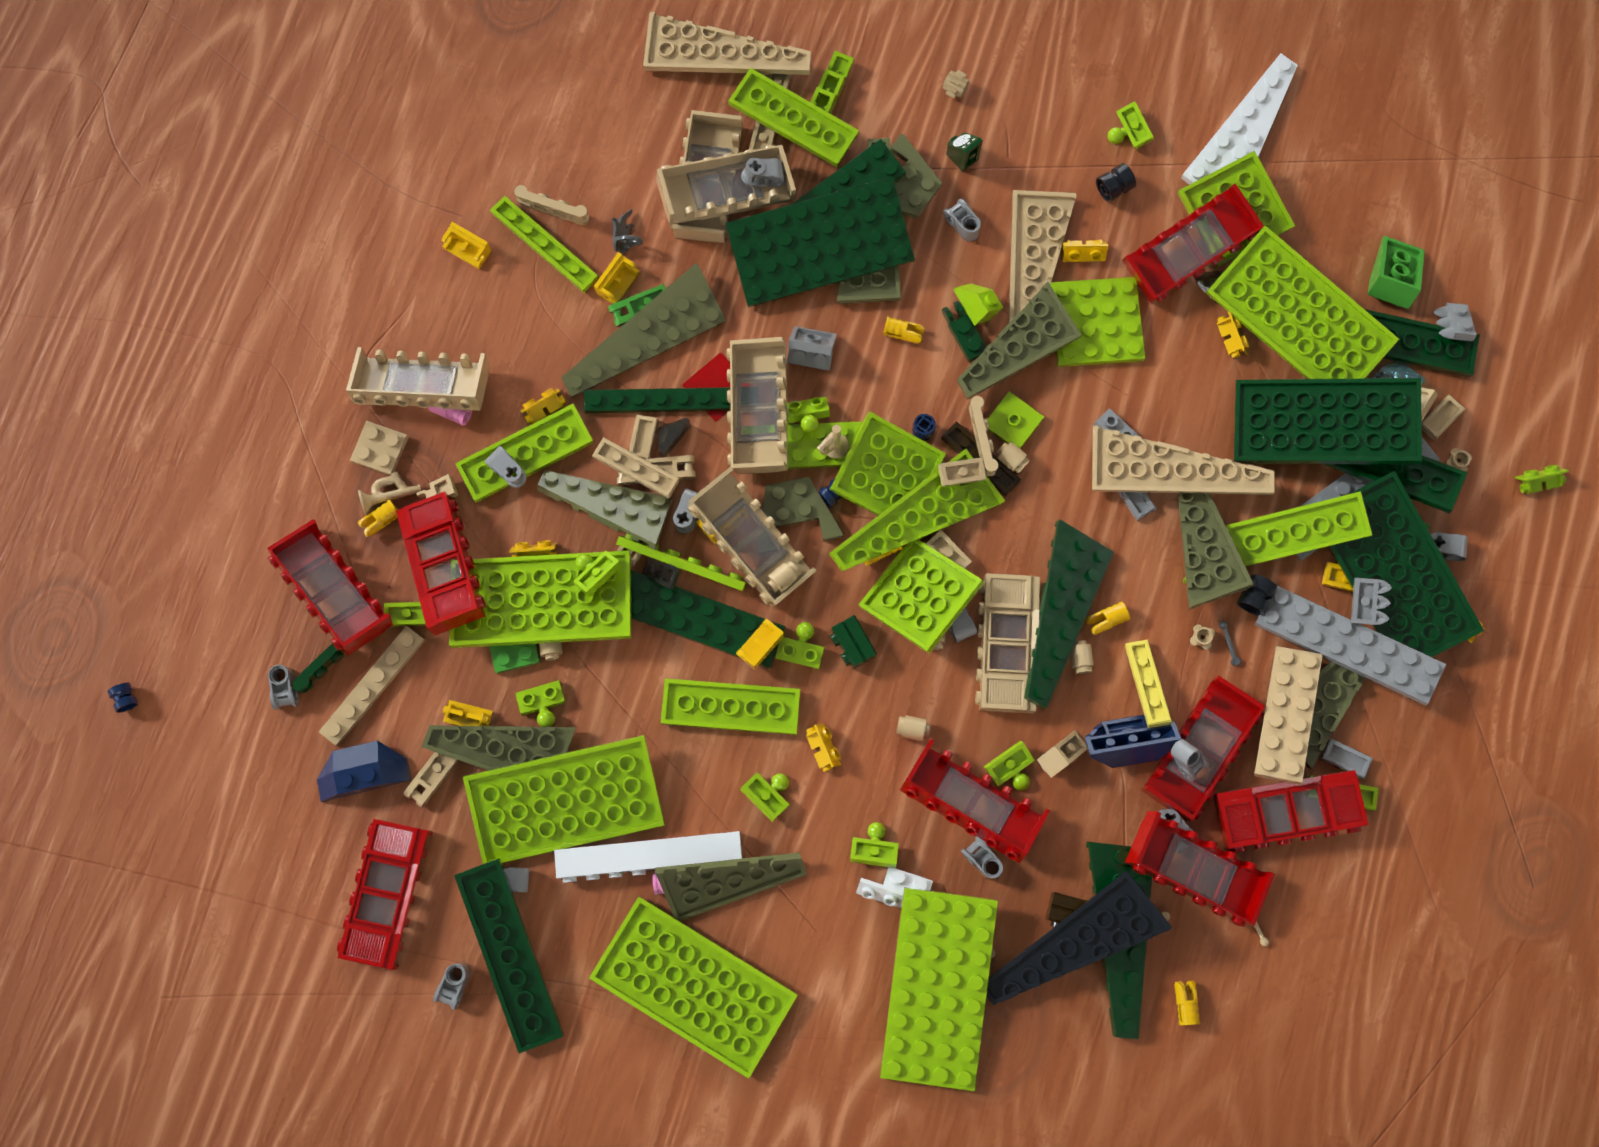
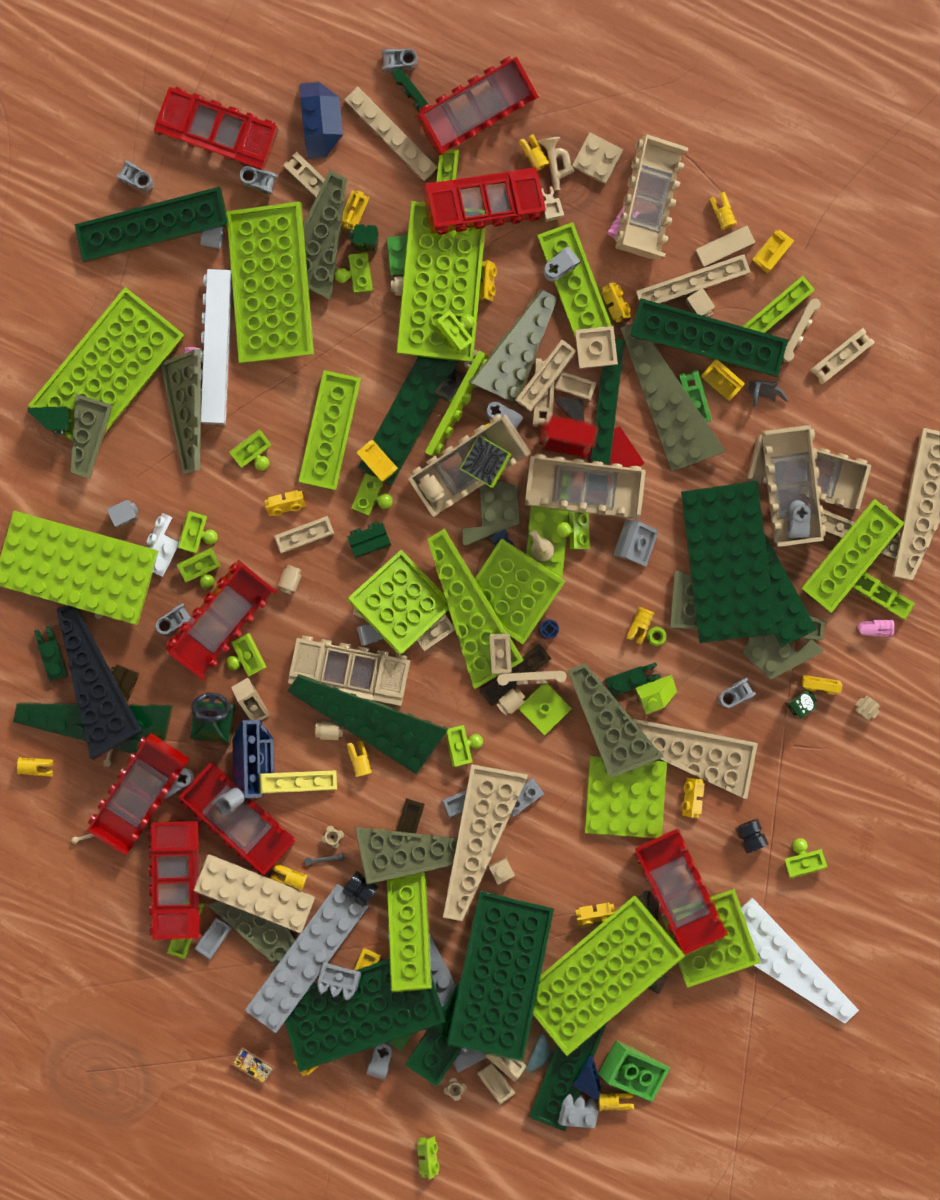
camera: 90 degrees right, 10 degrees up
(430, 301) = (724, 214): none -> yellow hinge
(442, 832) = (259, 180): none -> light grey piece
(466, 297) = (725, 246): none -> tan tile
(498, 694) = (364, 237): none -> dark green brick
(510, 325) = (695, 280): none -> tan plate
(534, 313) = (700, 303): none -> tan brick
(571, 297) = (708, 337): none -> dark green plate
(575, 159) = (842, 356): none -> tan plate
(596, 416) = (596, 347): none -> tan plate
(704, 420) = (567, 436): none -> red window
(744, 516) = (485, 461): none -> tile
(762, 1043) = (53, 418): none -> dark green slope
(771, 995) = (88, 432): none -> olive wing
(857, 720) = (304, 534): none -> tan tile
(864, 939) = (123, 513): none -> light grey brick
(867, 86) = (877, 628): none -> bright pink hinge
(914, 838) = (199, 566): none -> lime plate
(915, 307) = (662, 636): none -> lime plate
(938, 126) = (828, 685): none -> yellow plate
(1049, 1004) = (51, 655): none -> dark green hinge
(1072, 508) = (459, 745): none -> lime plate
(1093, 794) = (212, 719): none -> piece
(1163, 552) = (410, 816): none -> dark brown tile
(1205, 440) = (501, 870): none -> tan brick
(1259, 678) = (292, 879): none -> yellow hinge
(1418, 316) = (588, 1079): none -> dark blue slope
(1435, 289) = (611, 1101): none -> yellow hinge
(1483, 691) = (253, 1065): none -> tile

